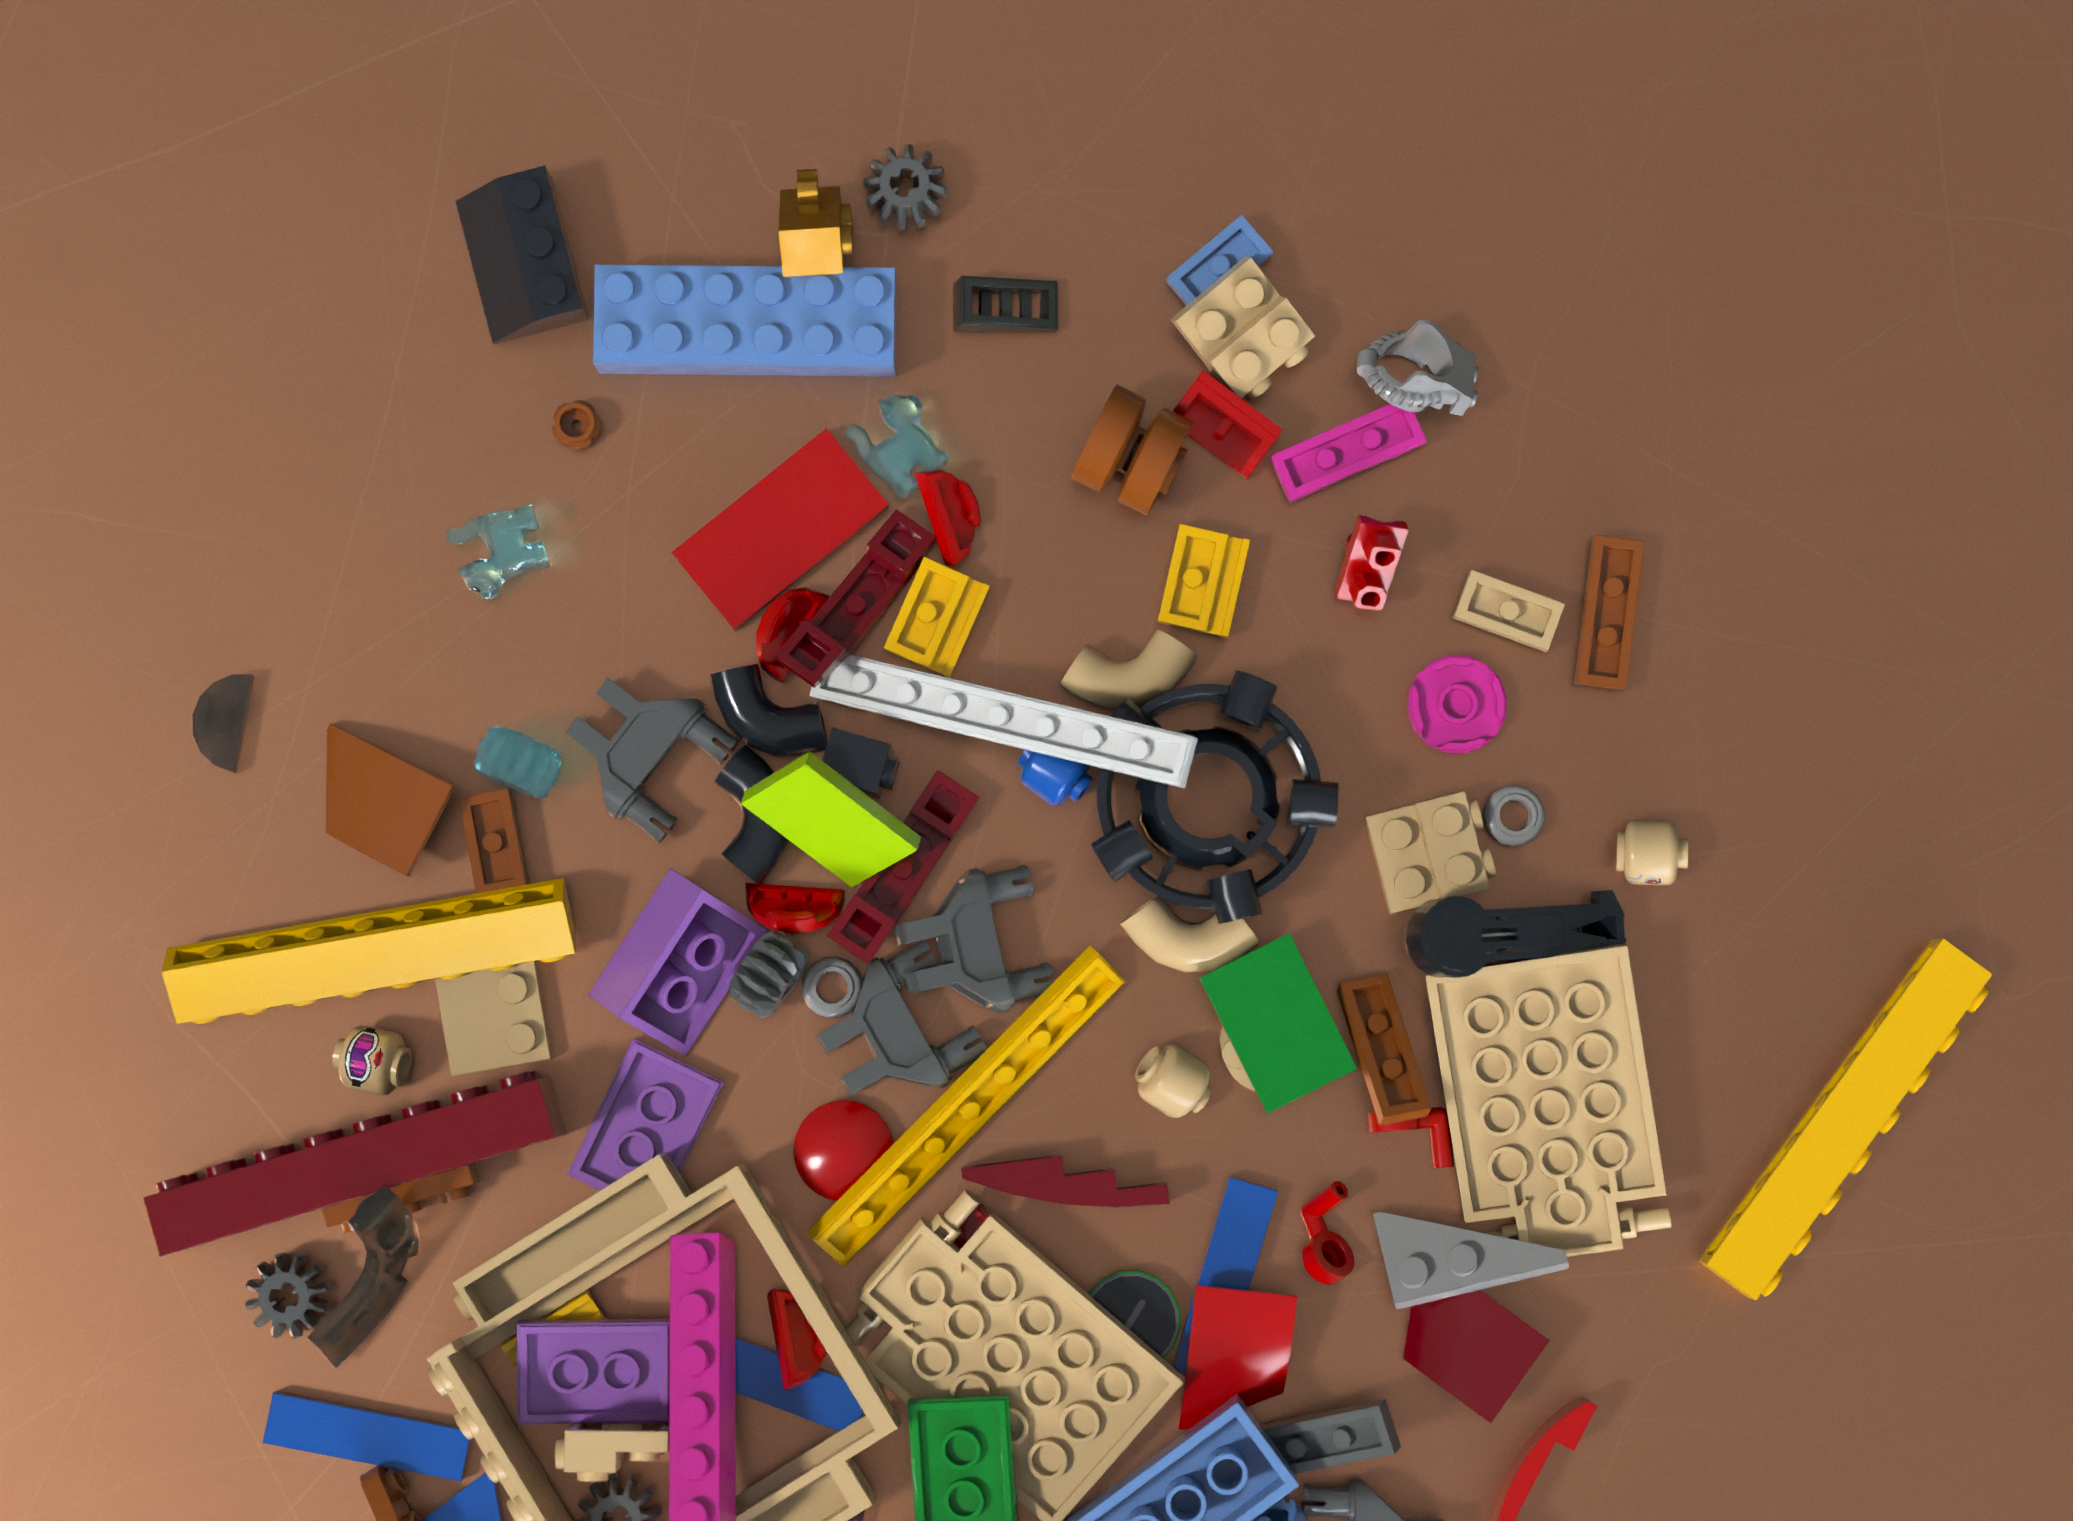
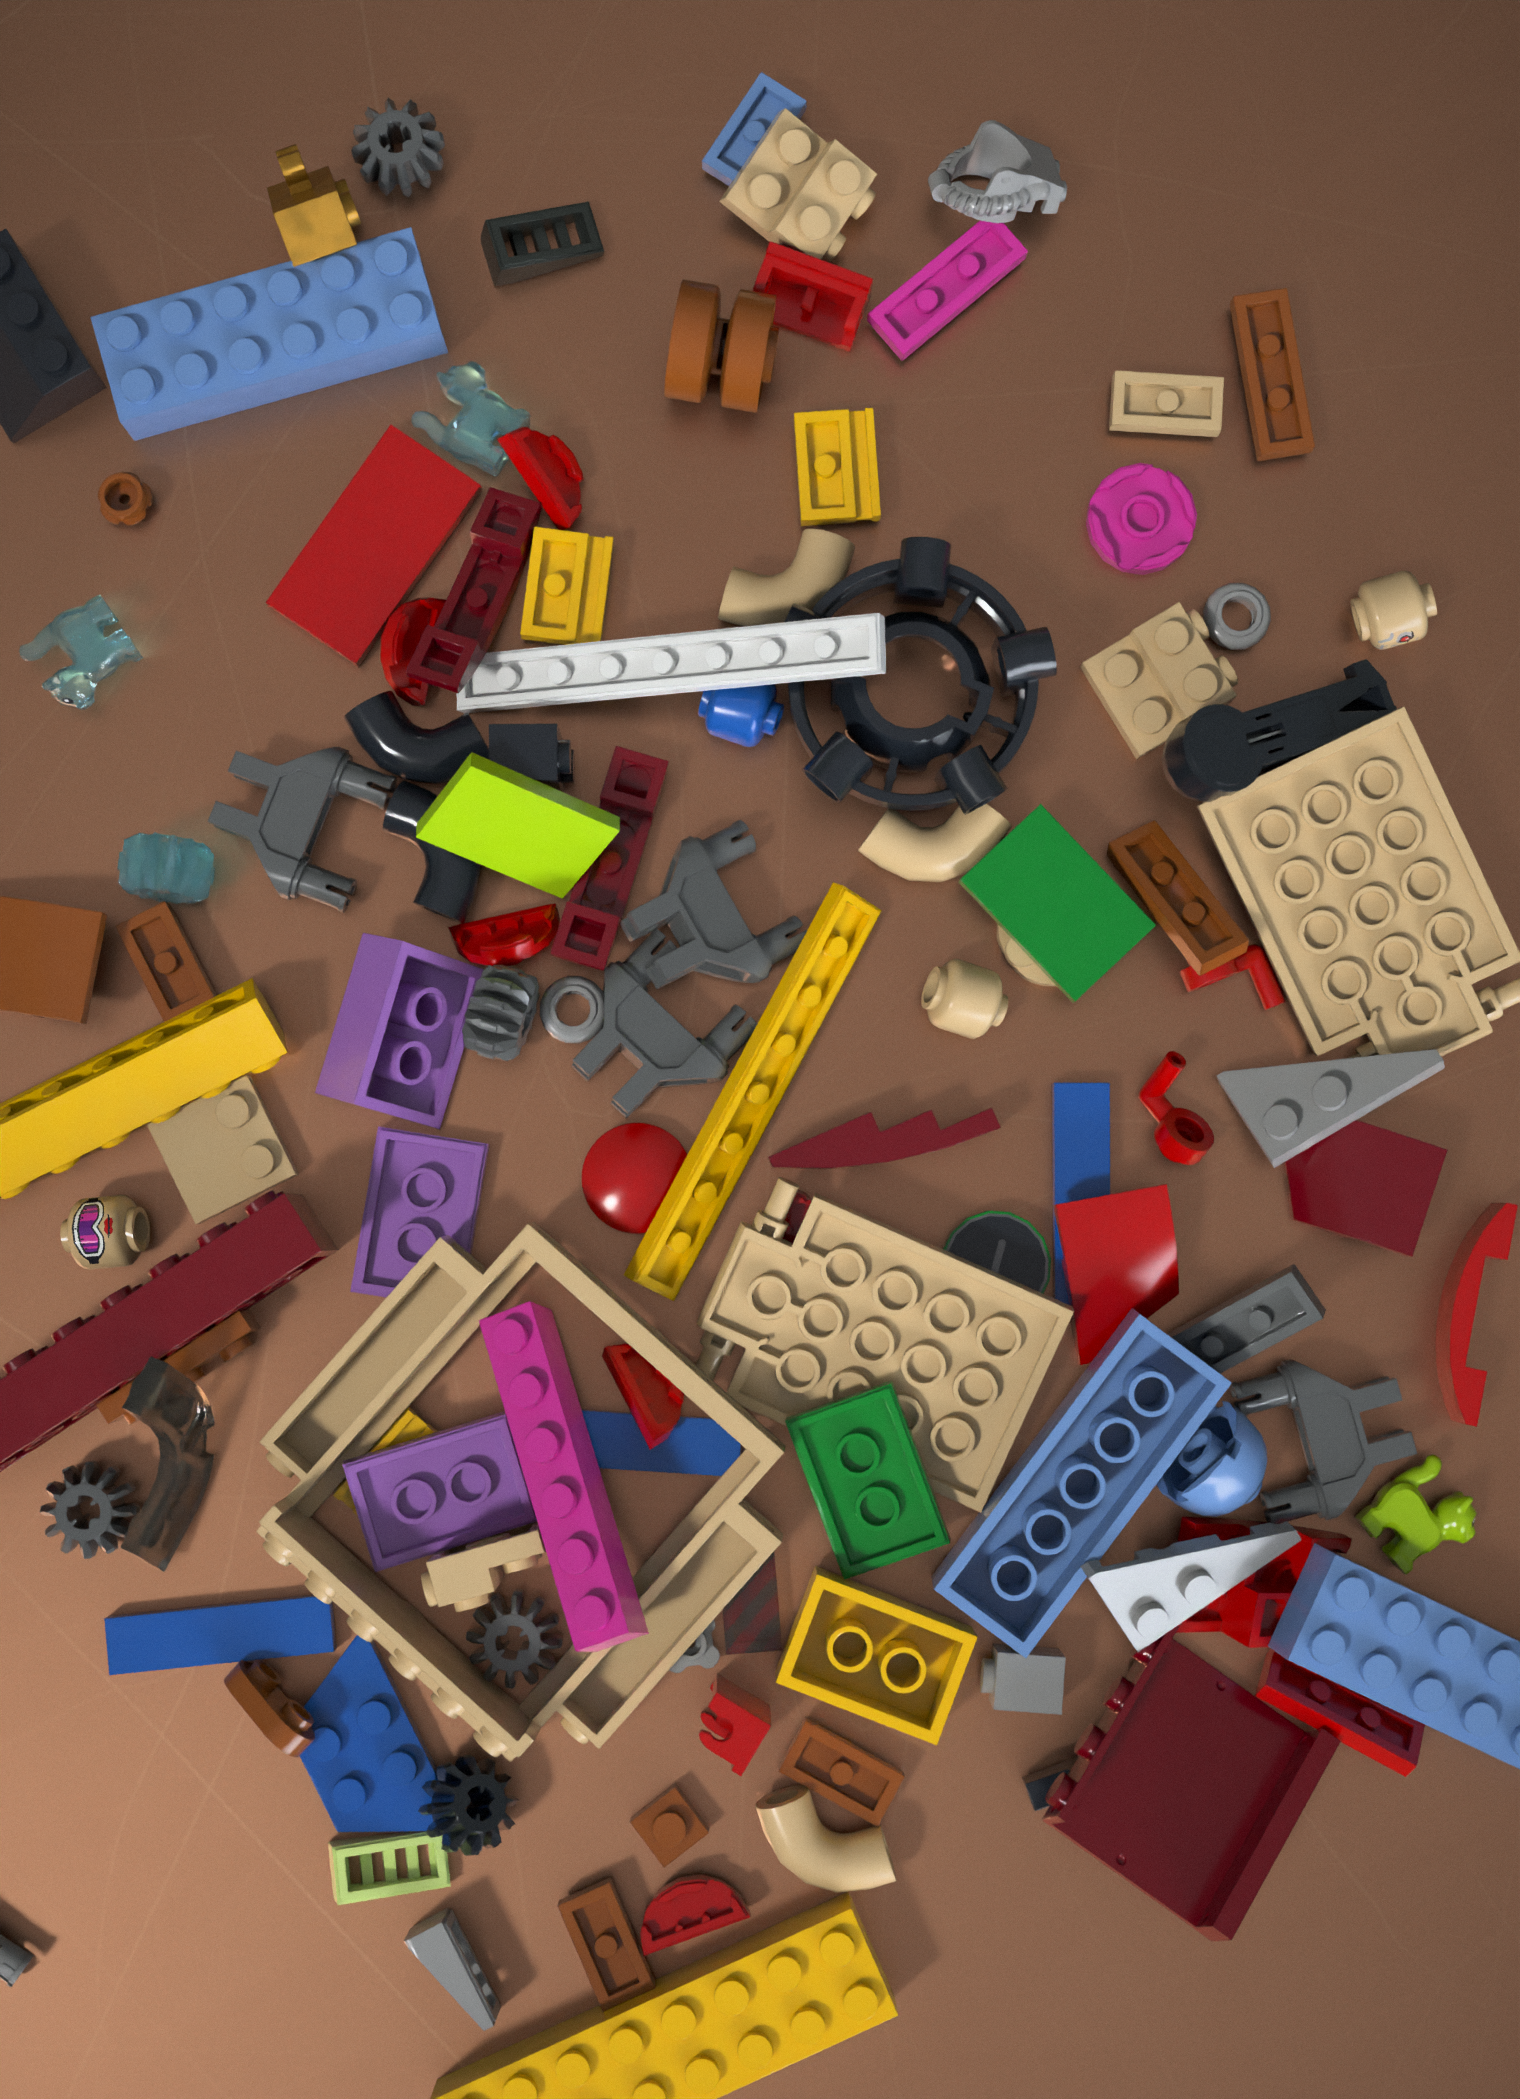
camera: 20 degrees left, 0 degrees up
(1370, 562) = (1007, 390): red hips -> none

